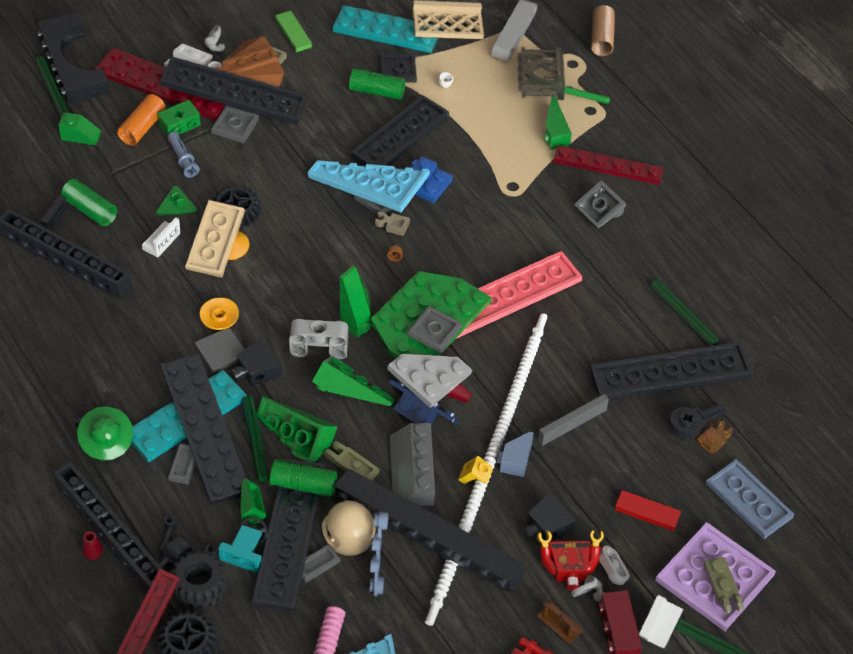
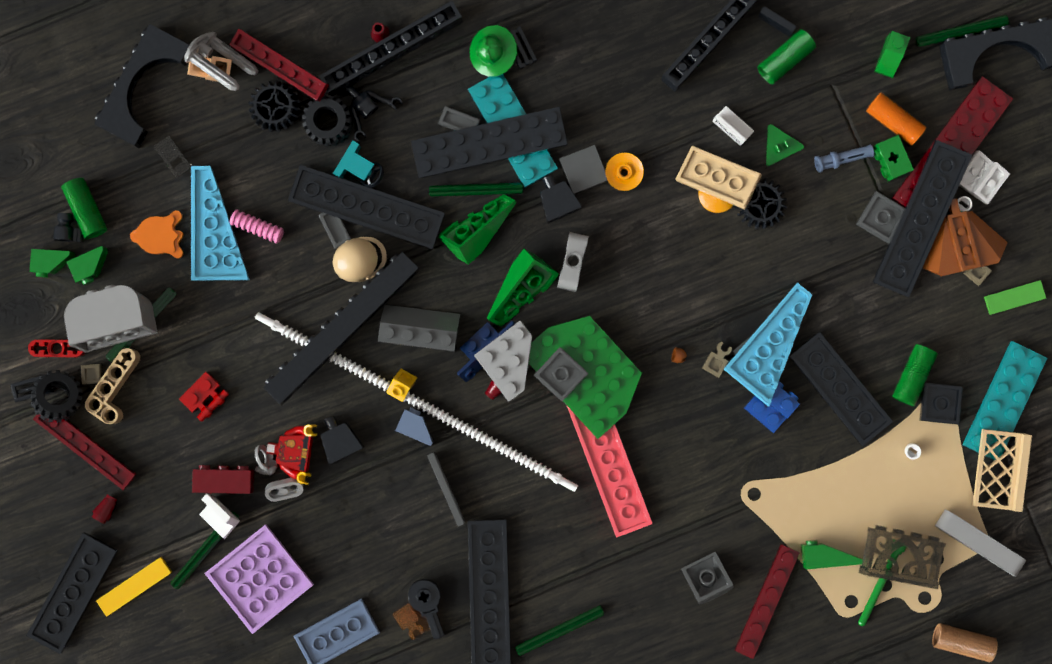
camera: 105 degrees right, 35 degrees up
(213, 38) = (1005, 205): light grey piece -> none
(251, 502) = (394, 176): green slope -> none
(309, 478) = (410, 229): green piece -> none
(352, 460) = (431, 274): olive hinge -> none
(354, 303) = (602, 304): green wedge -> none
(381, 522) = (300, 275): sand blue plant -> none
(559, 622) = (238, 429): reddish brown hinge -> none
(647, 510) = (339, 535): red tile -> none
(723, 583) = (244, 582): olive hinge -> none

